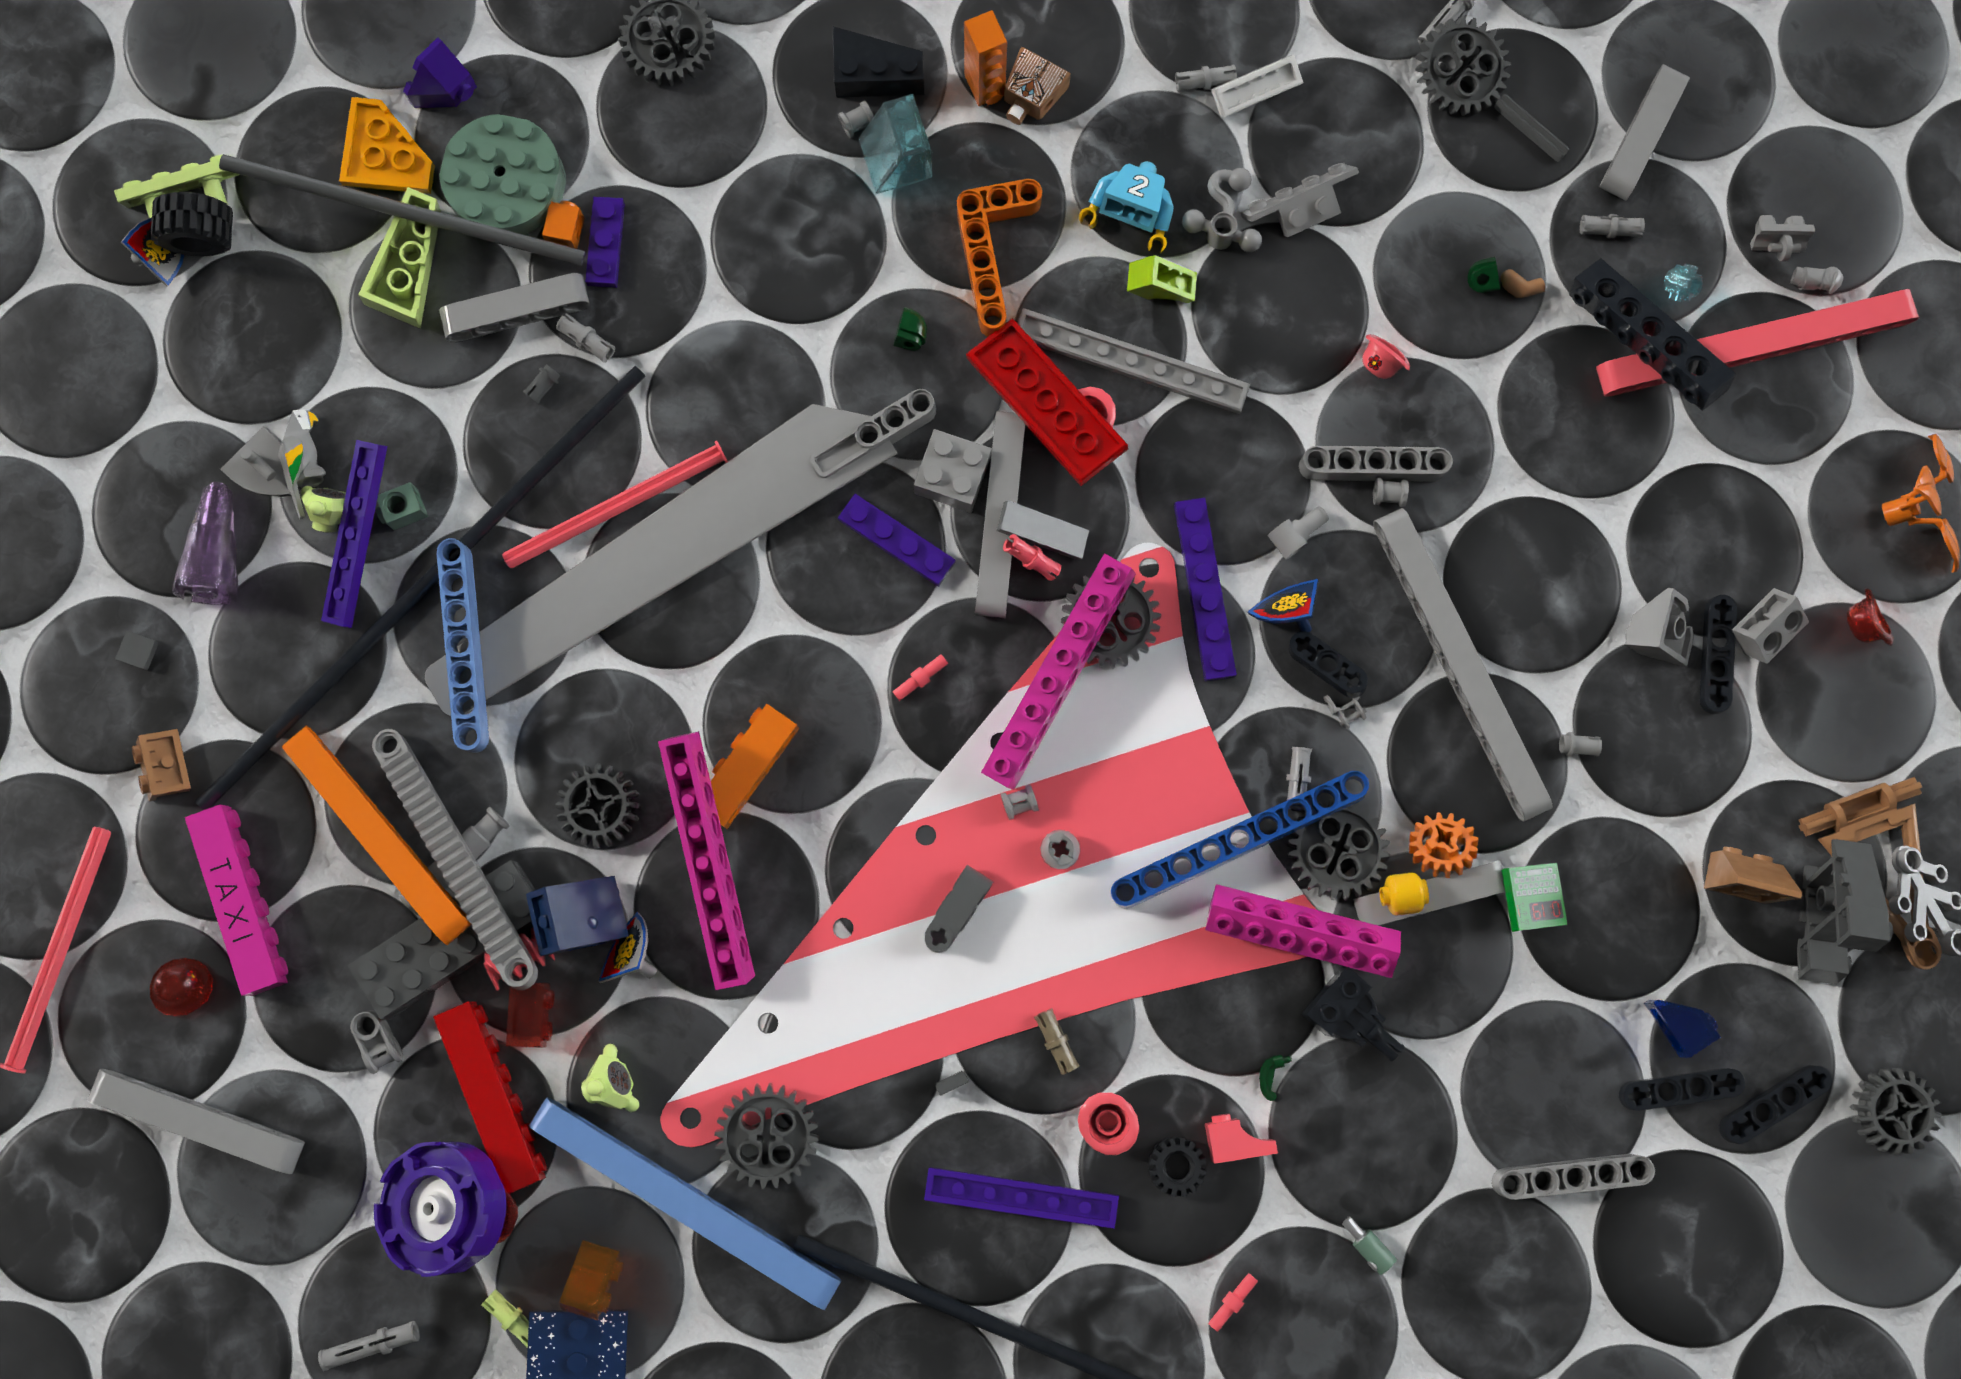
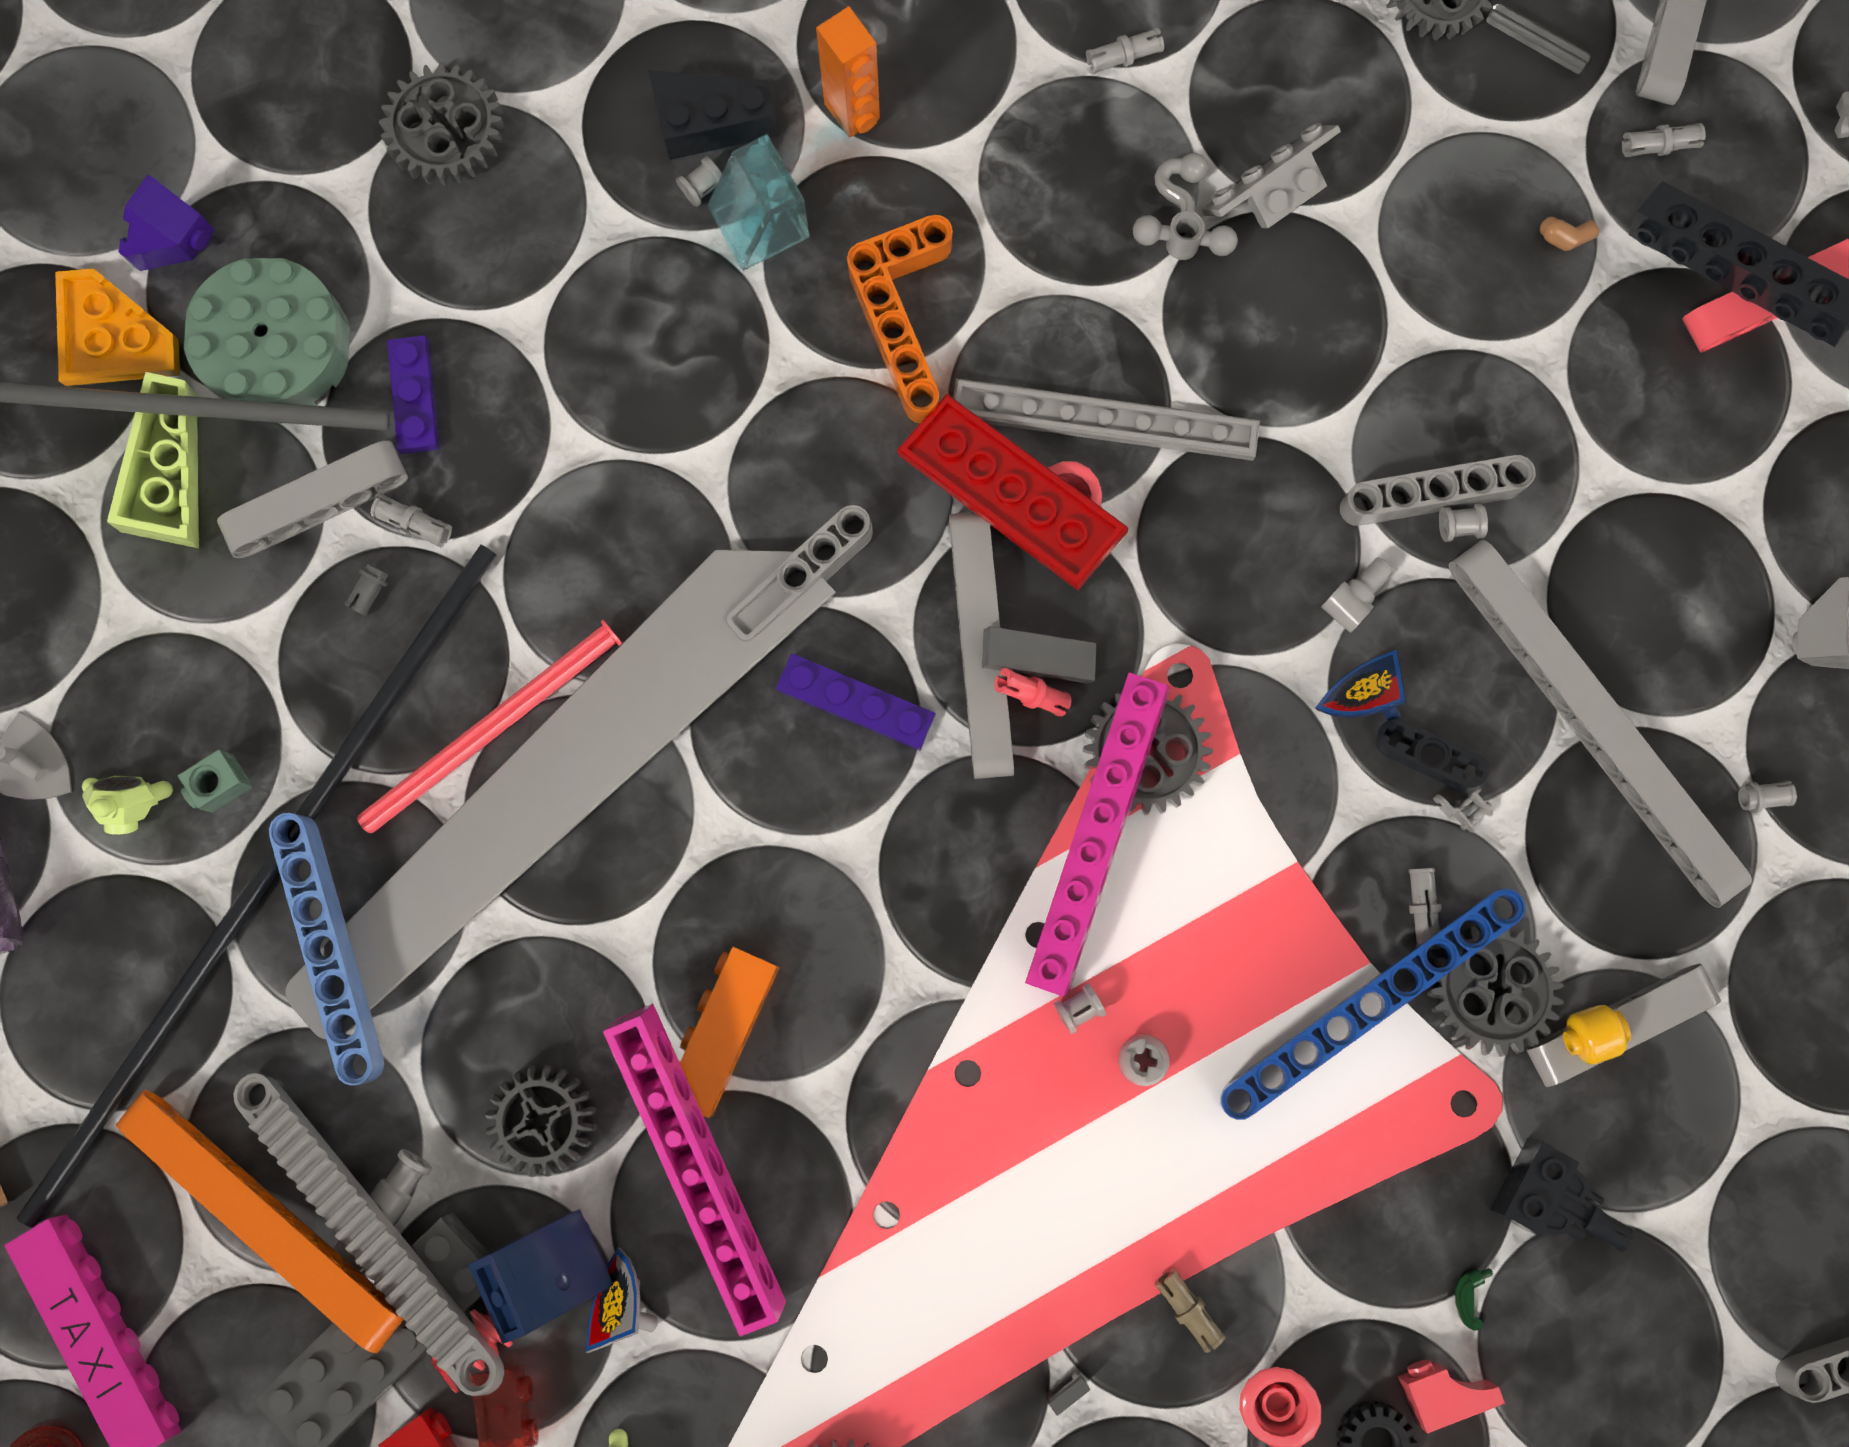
camera: 10 degrees left, 0 degrees up
(299, 456) = (72, 741): light grey animal -> none
(354, 533) = (159, 830): dark purple plate -> none
(563, 224) = (355, 382): orange brick -> none
(911, 330) = (821, 433): dark green piece -> none
(920, 677) = (920, 872): coral bar -> none
(952, 470) = (909, 601): light grey brick -> none
(958, 907) = (1029, 1162): dark grey piece -> none
(1033, 86) = (914, 99): medium nougat torso -> none
(1133, 197) = (1069, 215): medium azure torso -> none
(1161, 279) = (1122, 310): lime arch -> none
(1205, 589) = (1256, 690): dark purple plate -> none
(1257, 86) = (1191, 48): white plate -> none
(1304, 931) = (1477, 1106): dark pink brick -> none
(1383, 358) = (1418, 356): coral hat -> none
(1442, 847) = (1626, 955): orange gear -> none
(1484, 275) = (1522, 230): dark green piece -> none
(1534, 897) = (1754, 1002): tile -> none
(1683, 282) = (1768, 193): clear light blue gear -> none

